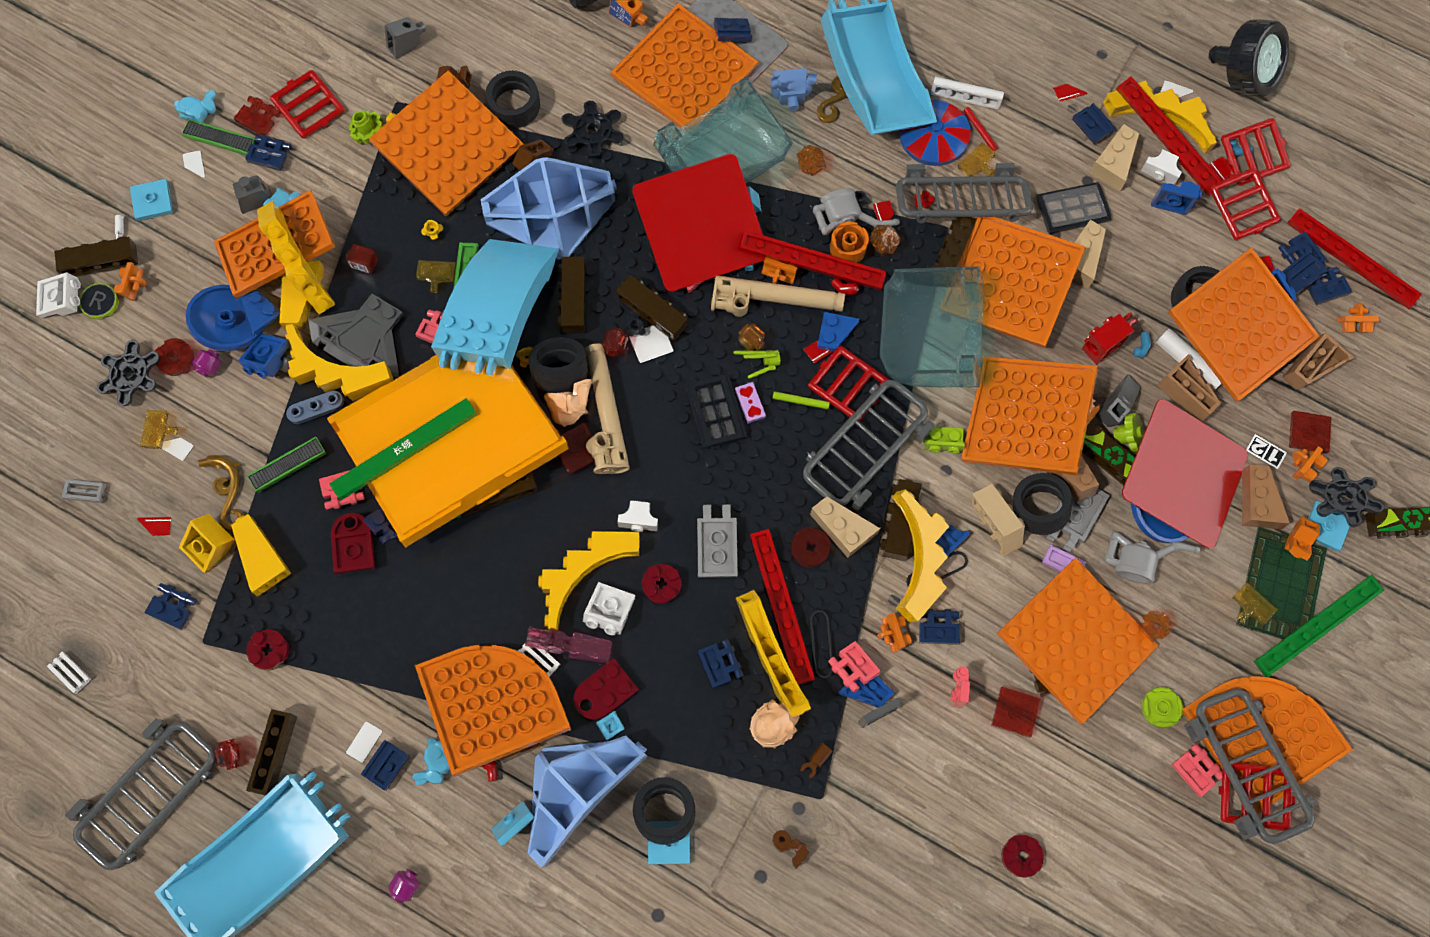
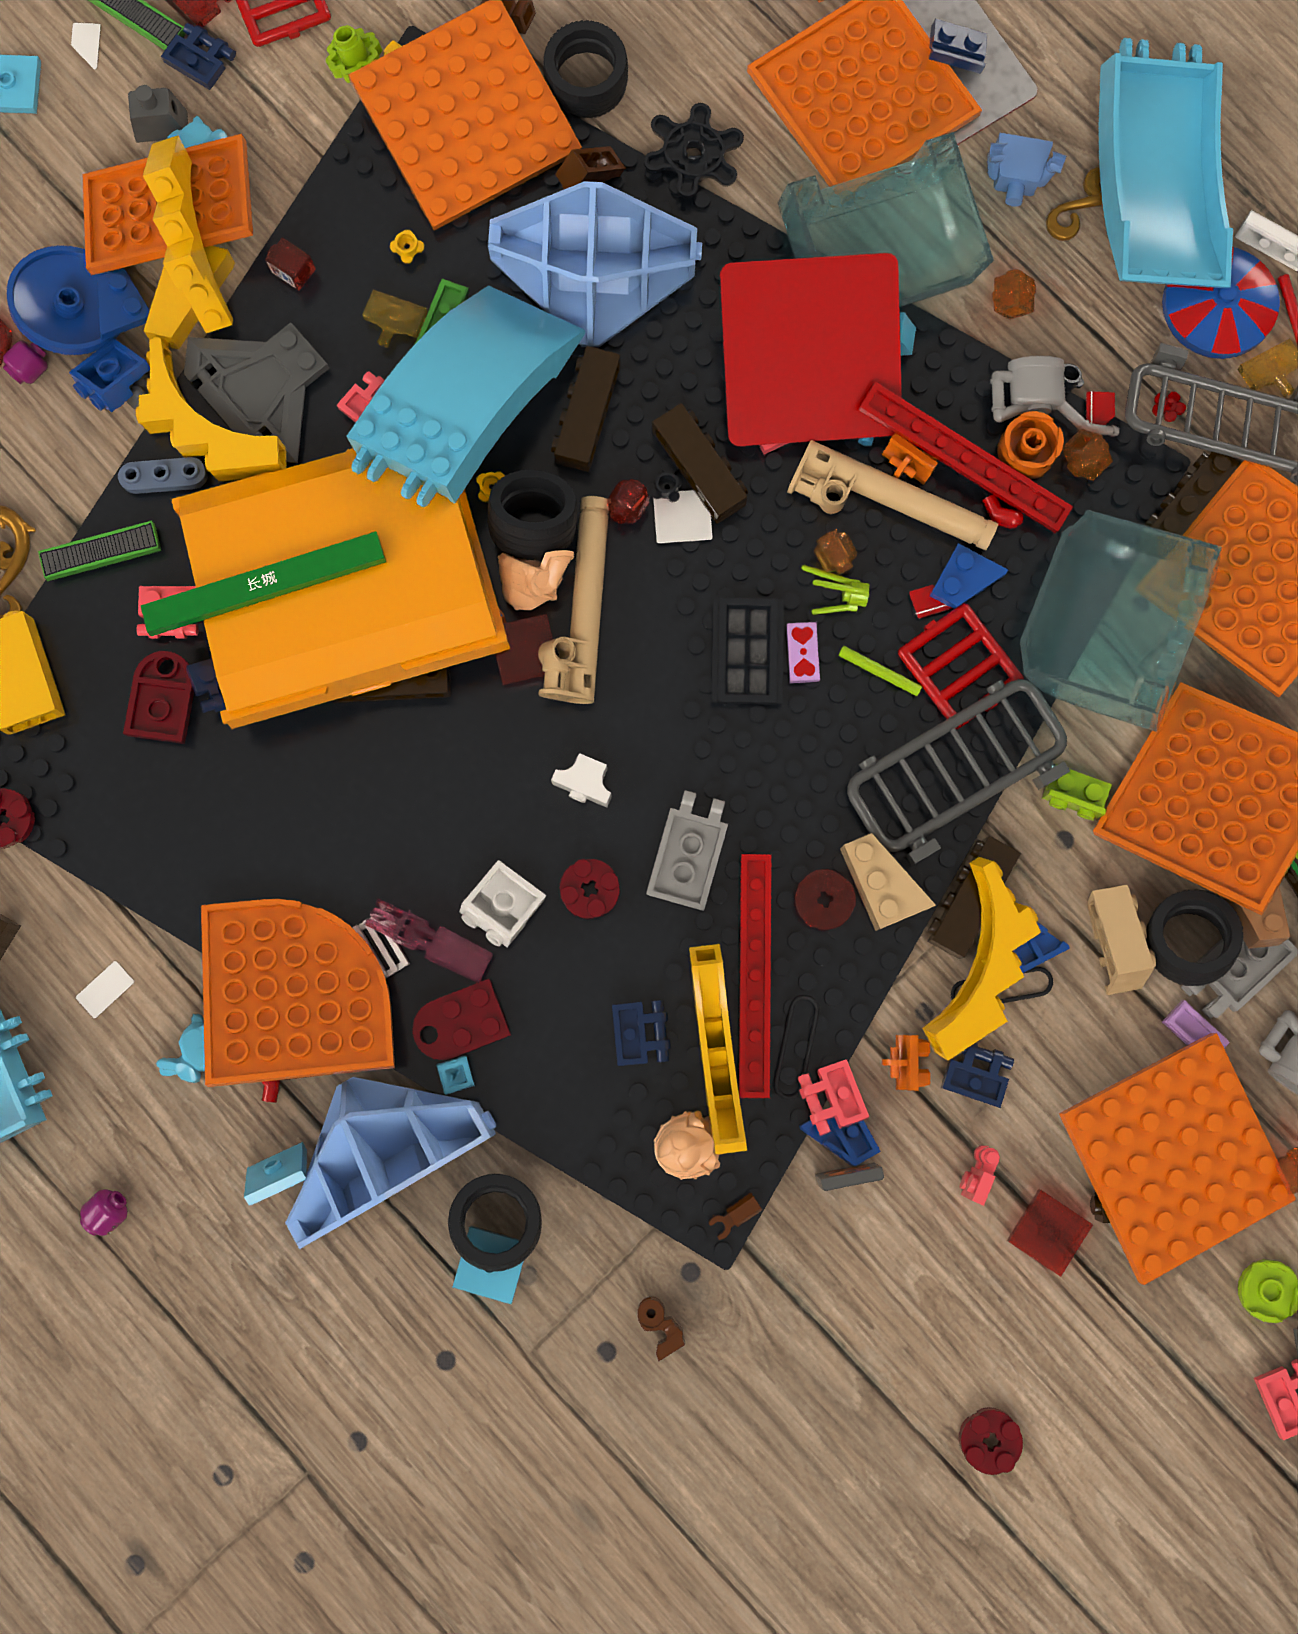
camera: 20 degrees right, 10 degrees up
(385, 765) = (123, 1033): dark blue plate -> none
(560, 583) = (442, 846): yellow arch -> none

